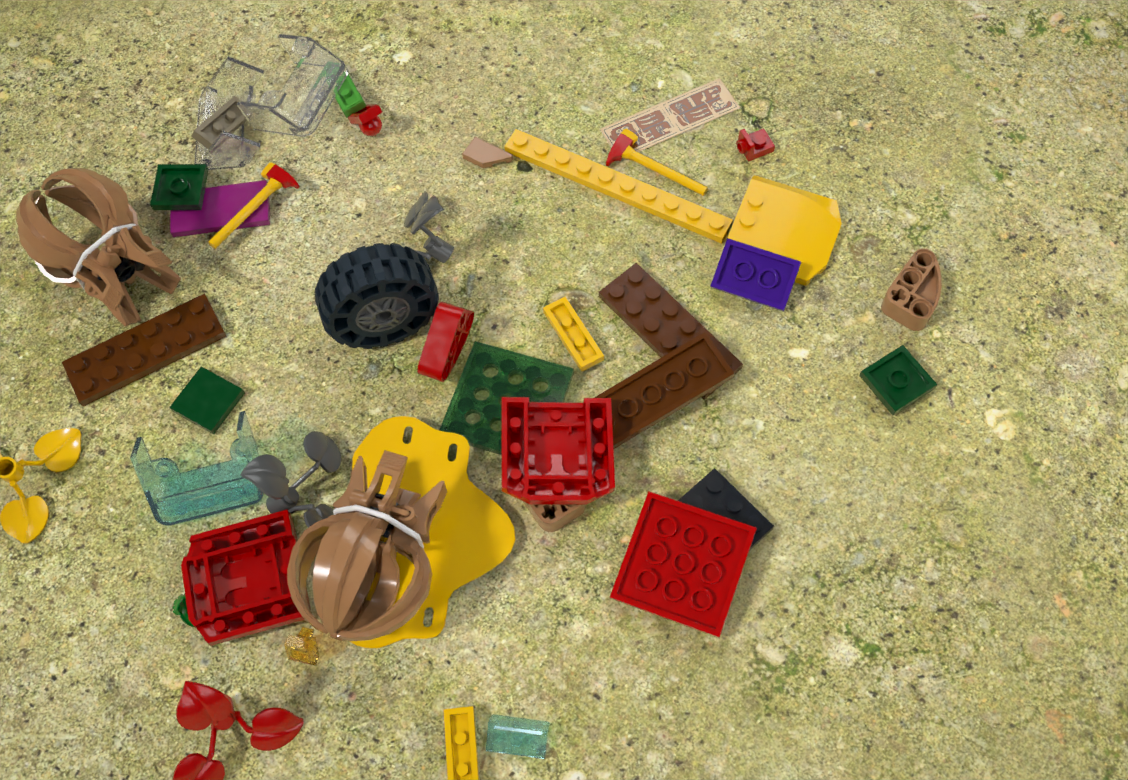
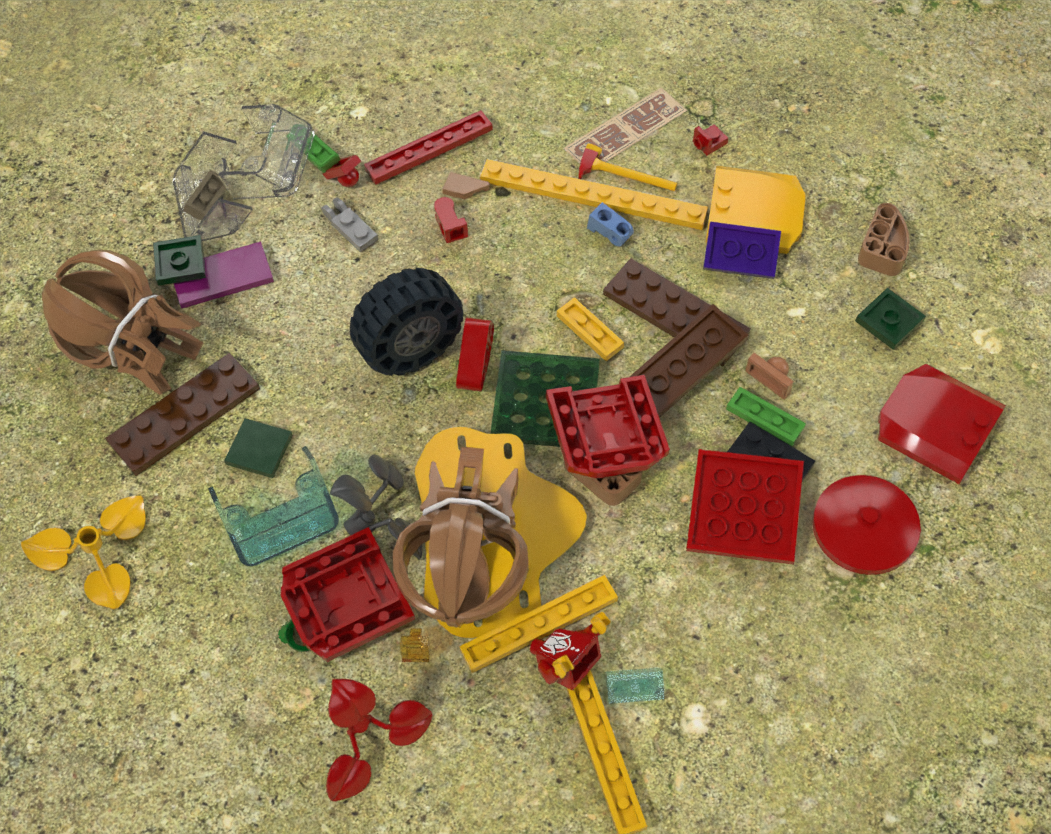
camera: 15 degrees left, 5 degrees down
(277, 178) = (272, 238): yellow piece -> none
(361, 178) = (350, 225): none -> light grey hinge
(421, 213) = (436, 238): dark grey plant -> none
(434, 648) = (538, 623): none -> yellow plate
(453, 691) = (570, 654): none -> torso
(458, 183) = (450, 226): none -> leg
(460, 106) = (428, 147): none -> red plate
(623, 222) = (610, 225): none -> medium blue leg
(733, 465) = (766, 416): none -> bright green plate
(751, 418) = (771, 374): none -> nougat tile
(811, 608) = (866, 524): none -> red dish
(921, 506) = (938, 421): none -> red wedge

